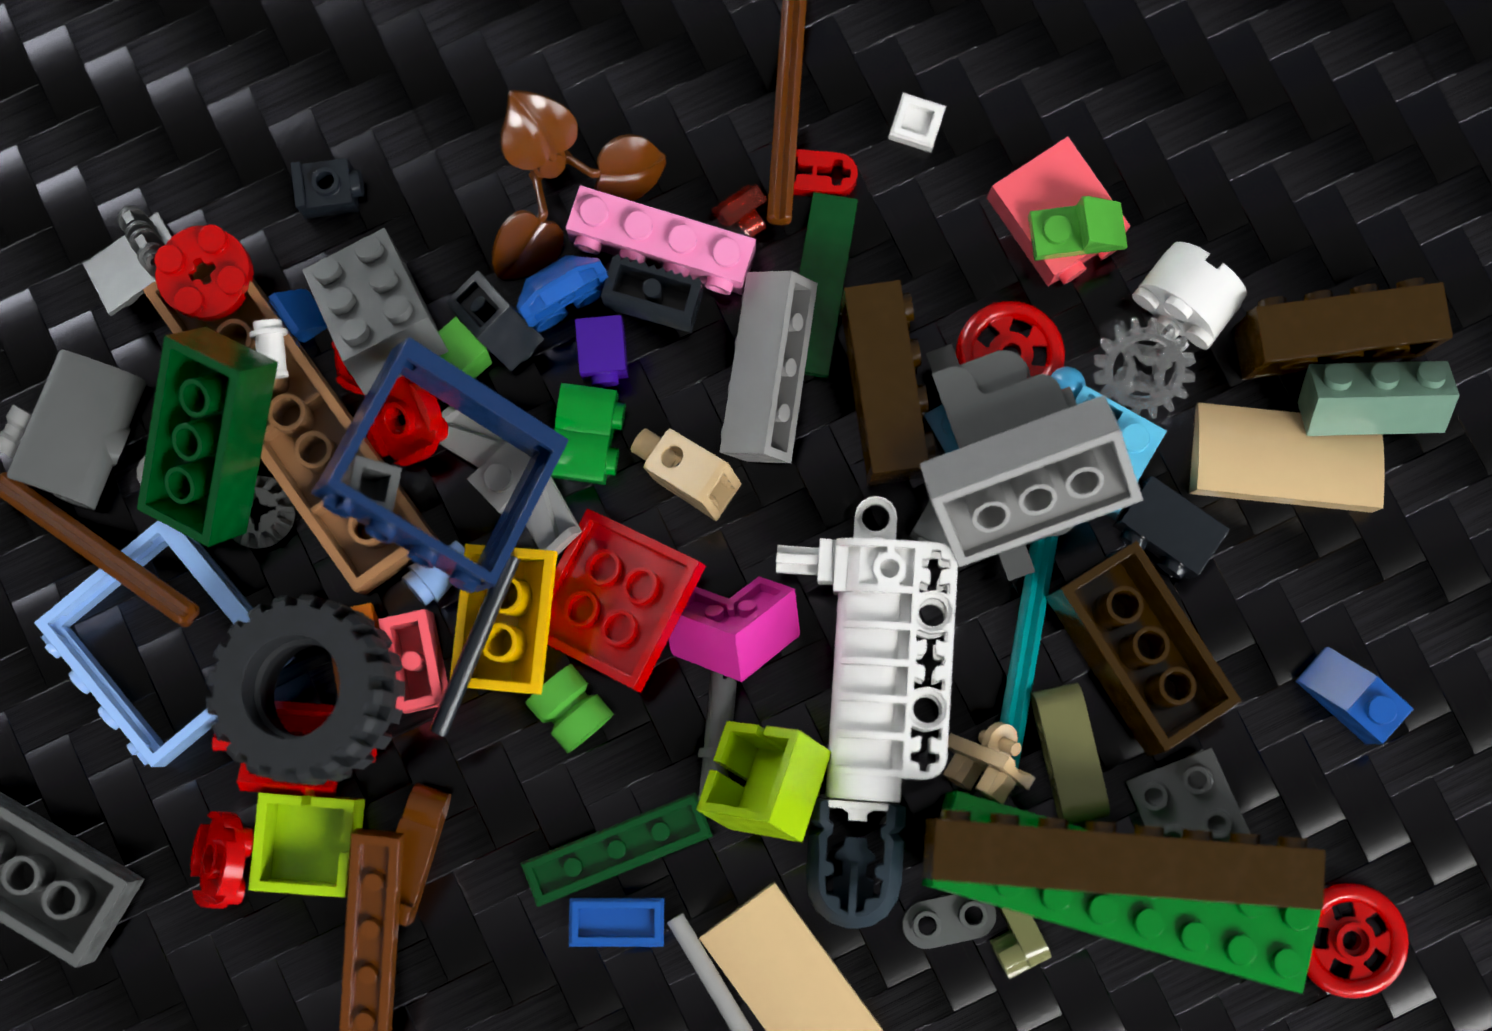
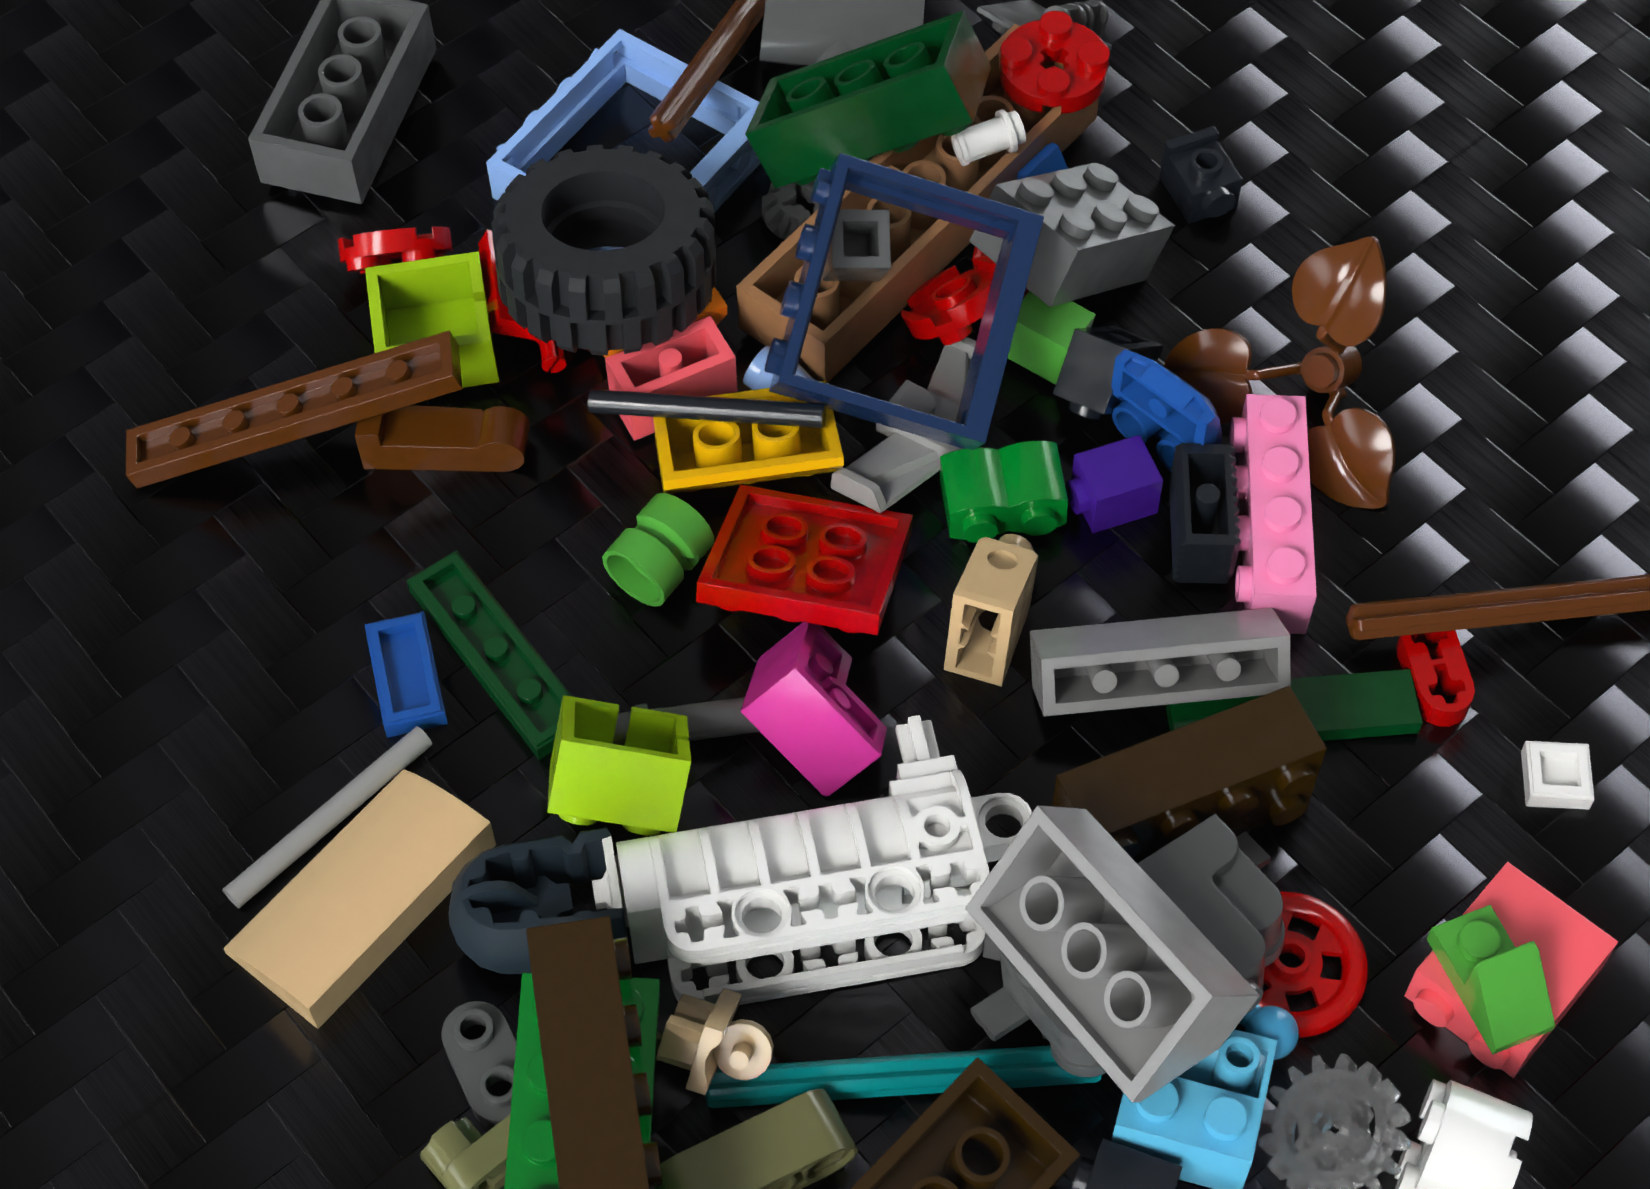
camera: 75 degrees right, 25 degrees down
(741, 209) = (1348, 586): clear red tile -> none

